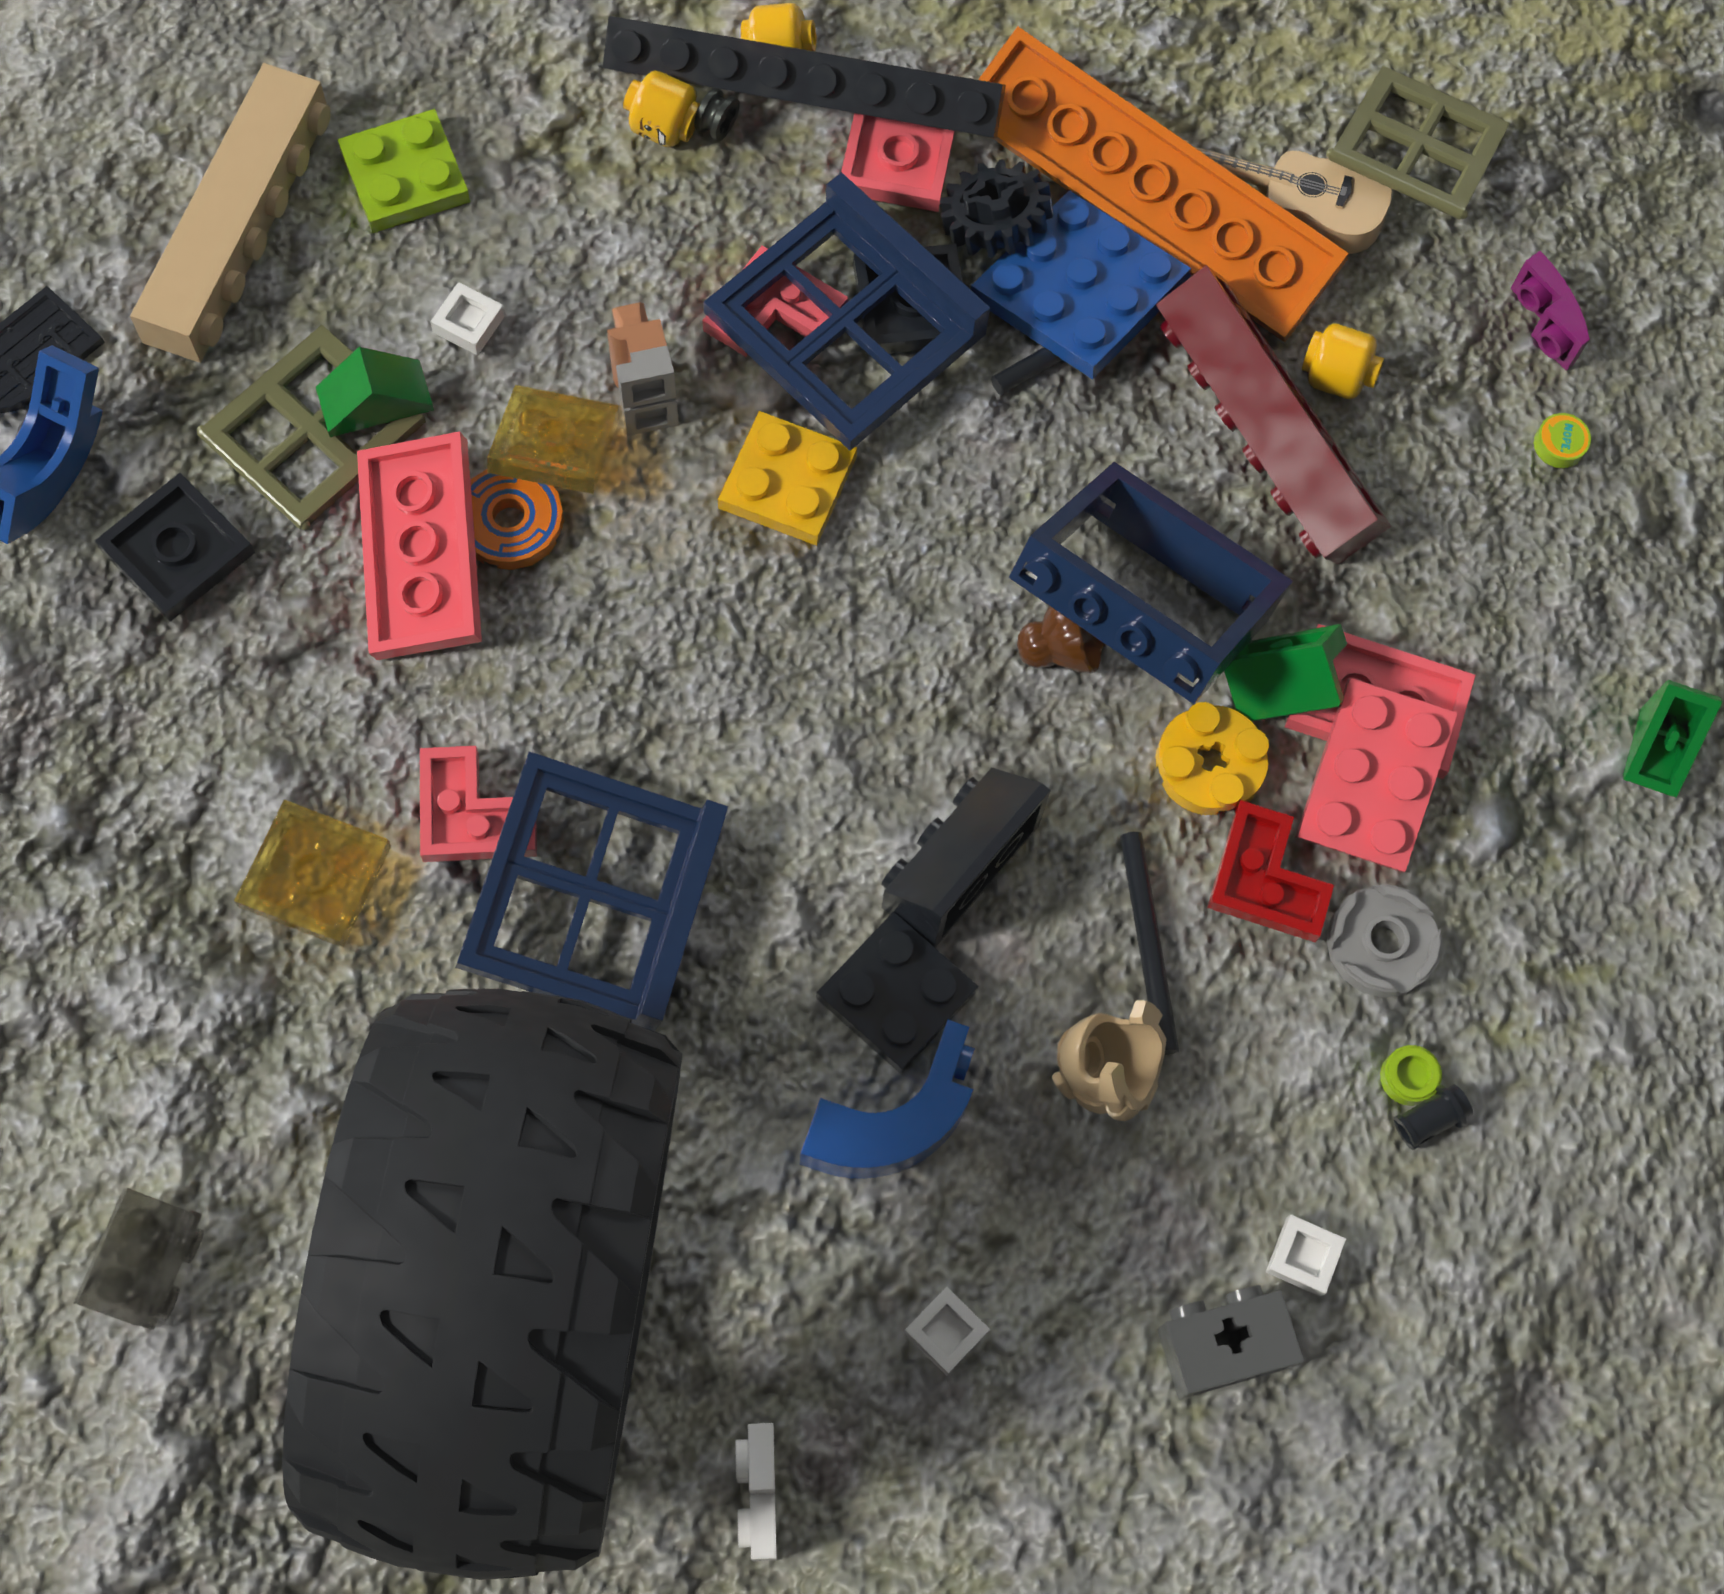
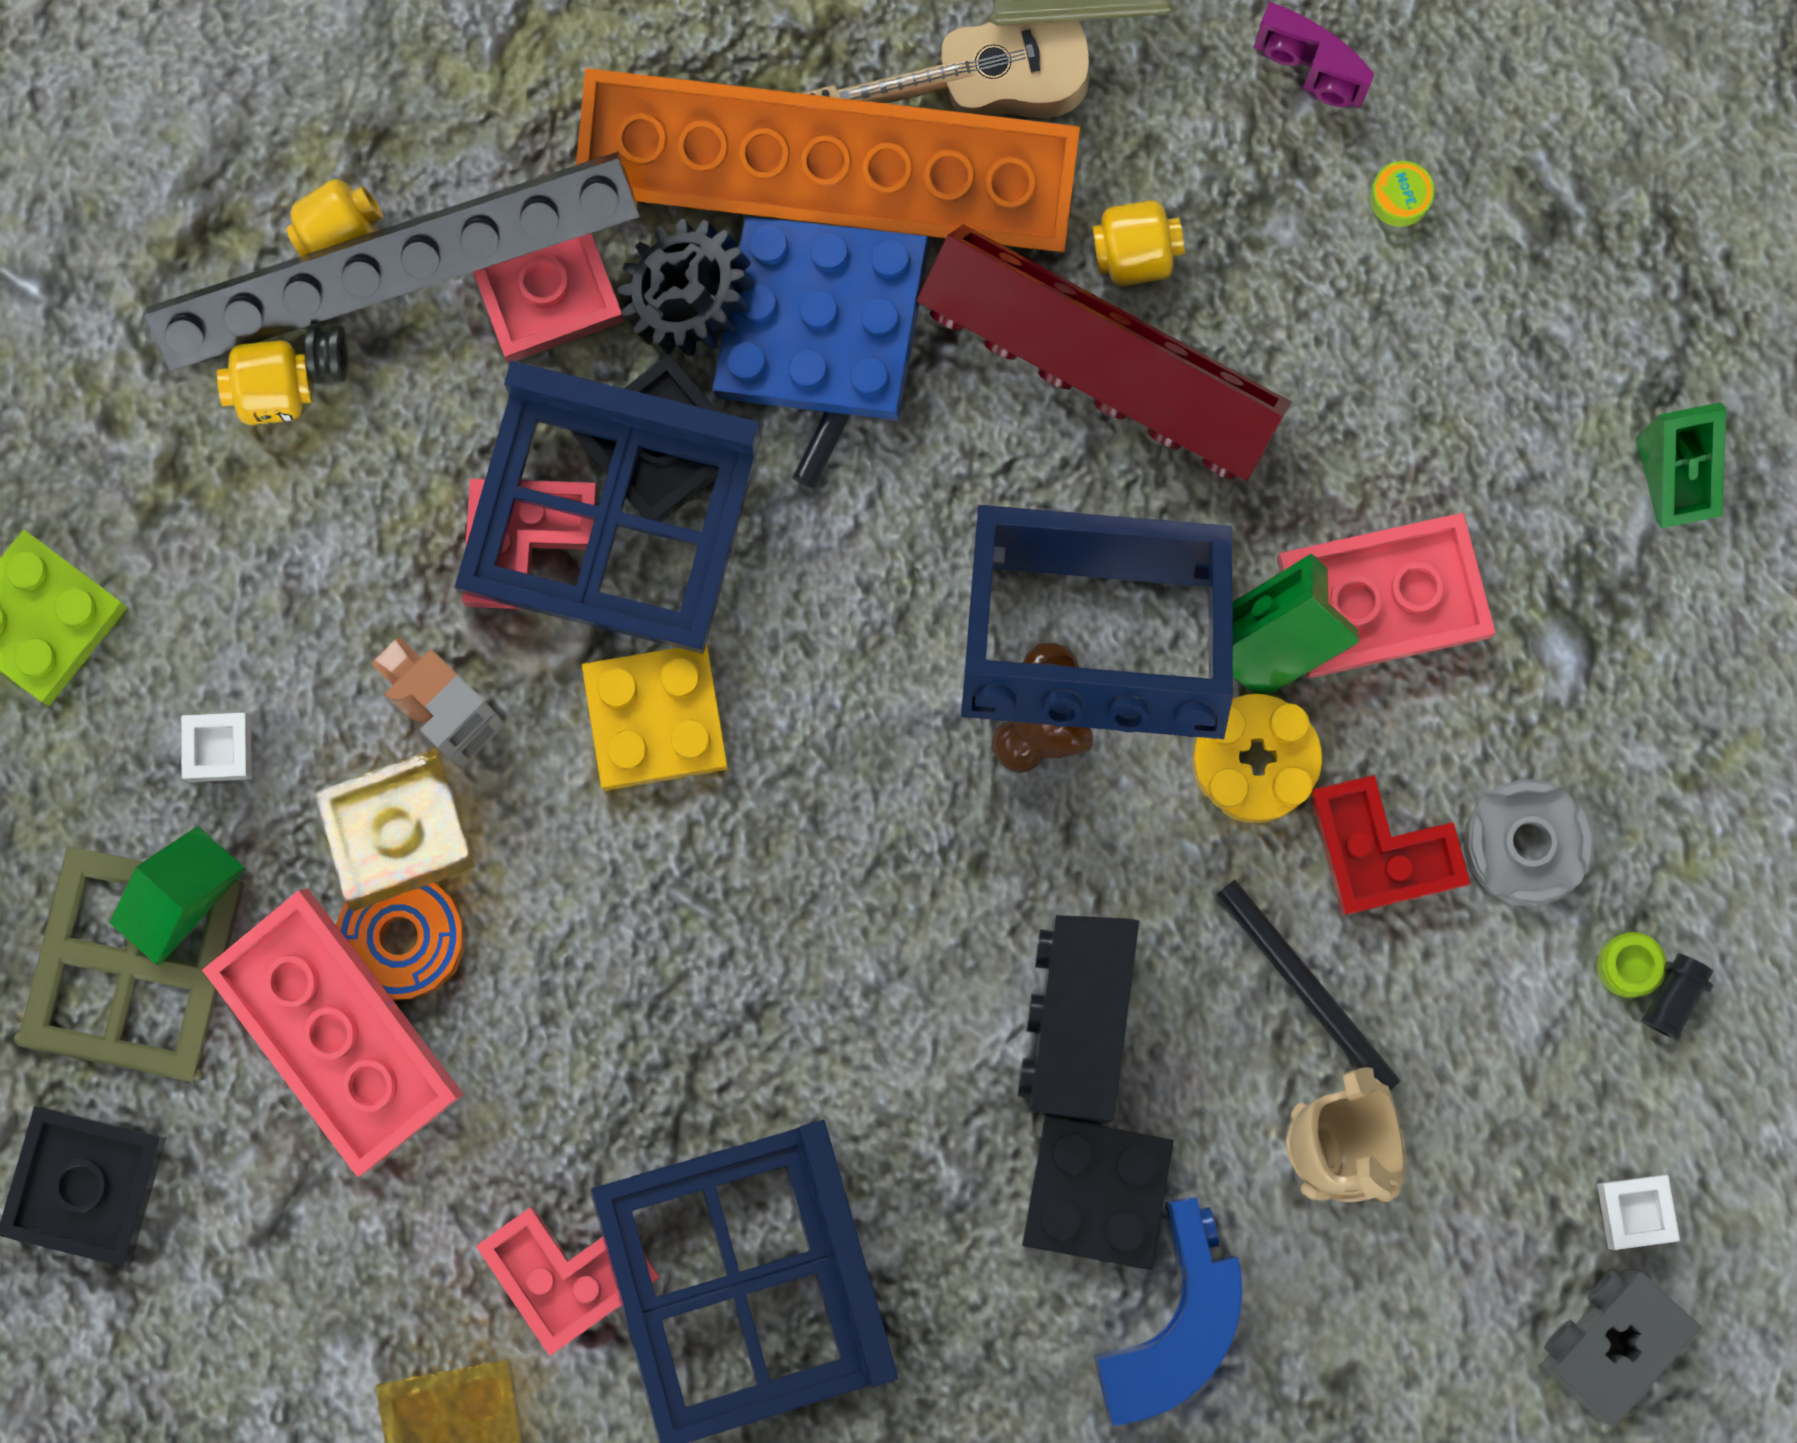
camera: 25 degrees left, 10 degrees up
(1376, 775) = (1429, 681): coral plate -> none

